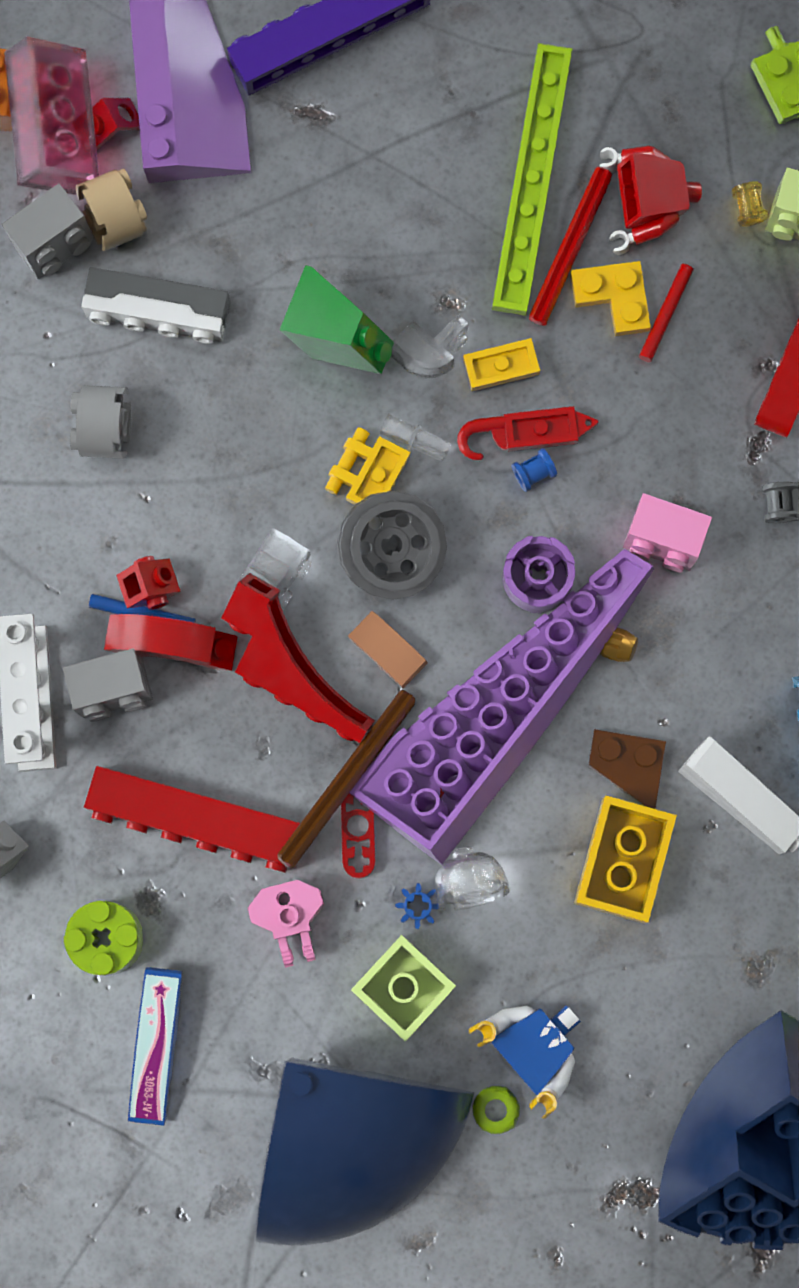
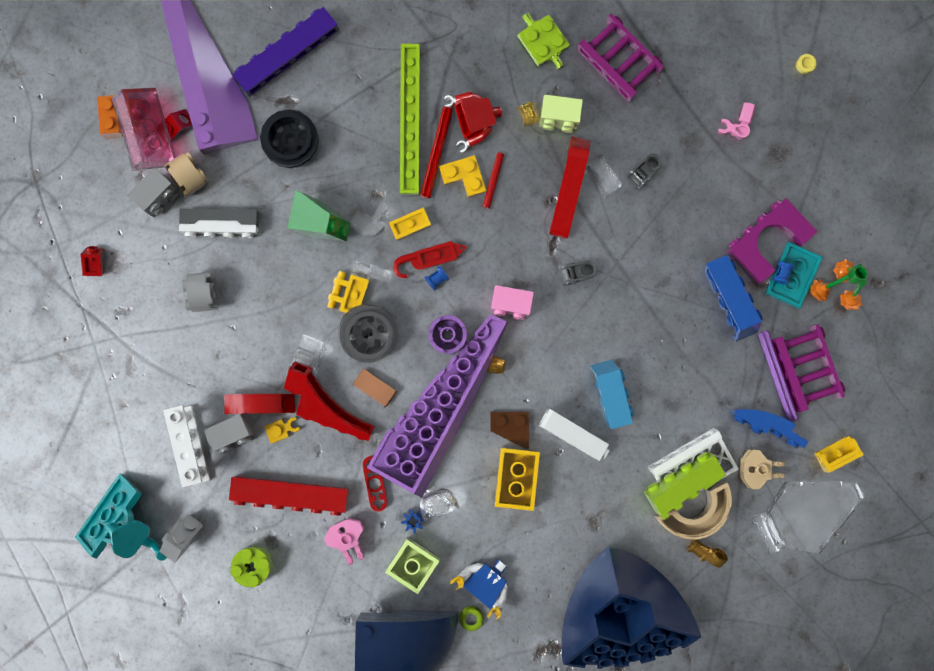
camera: 15 degrees left, 5 degrees up
(119, 607) = (240, 389): blue bar -> none
(154, 578) = (241, 374): red brick -> none
(155, 1046) = (288, 617): slope -> none
(197, 698) = (279, 430): none -> yellow plate
(313, 207) = (285, 119): none -> black wheel
(346, 779) = (364, 461): reddish brown axle -> none

